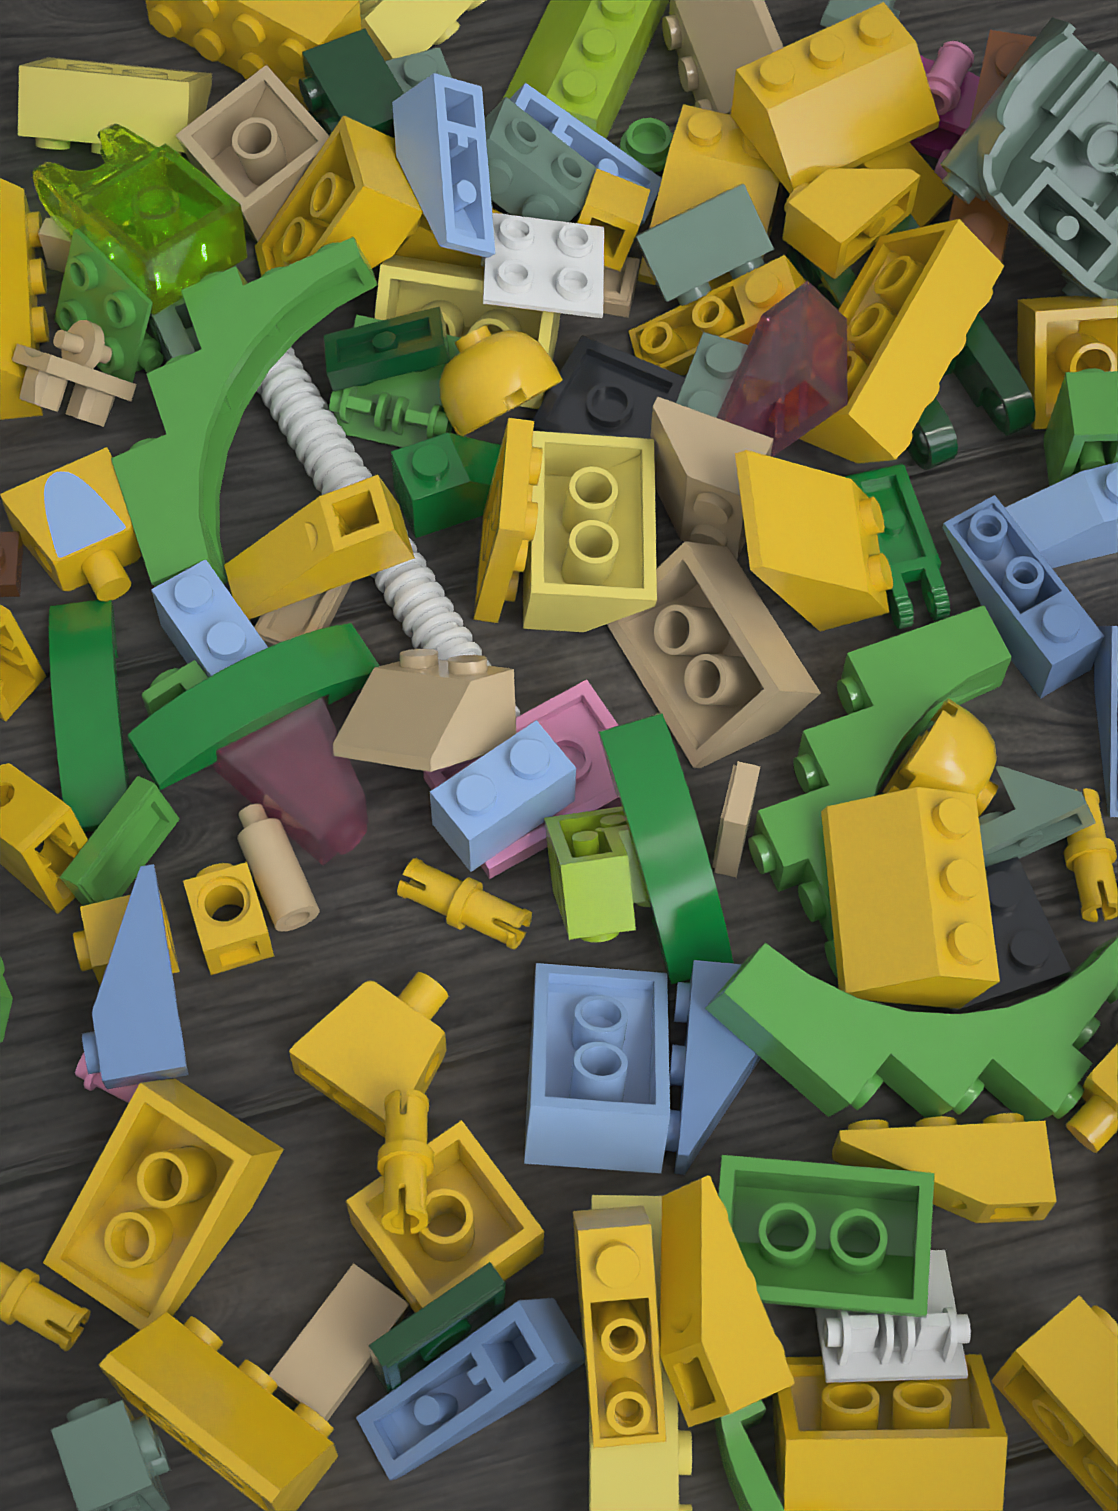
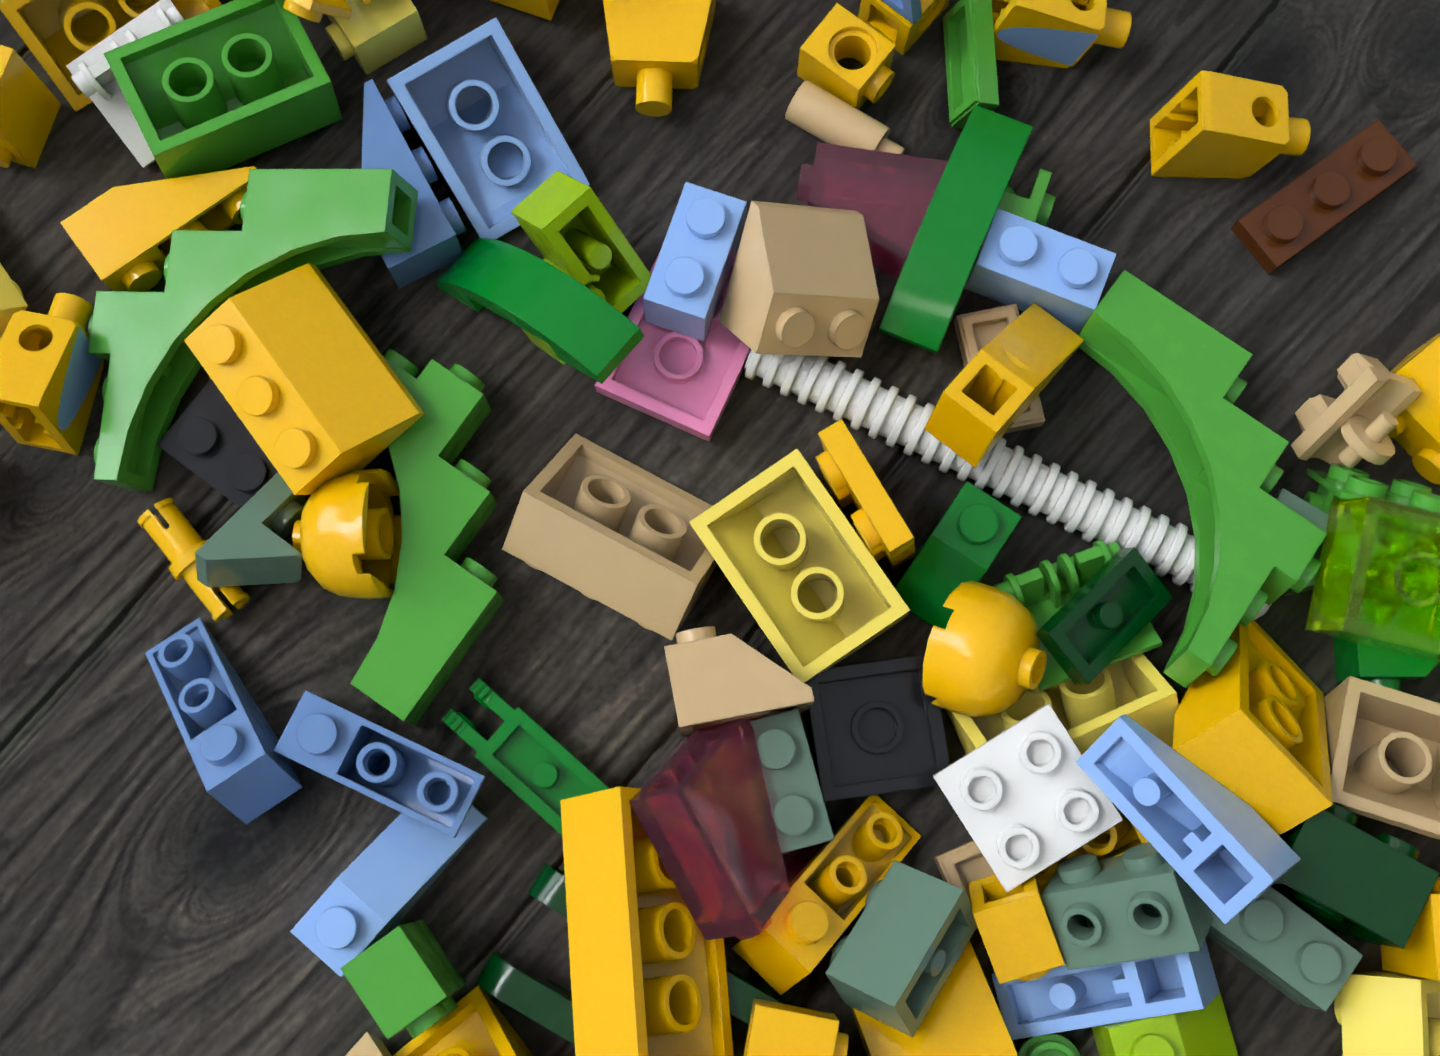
camera: 145 degrees right, 15 degrees up
(77, 525) = (1237, 291): yellow torso -> none
(87, 709) = (1101, 161): green slope -> none
(464, 903) = (663, 191): yellow pin -> none
(735, 818) = (495, 371): tan tile -> none
(814, 540) = (588, 662): yellow slope -> none

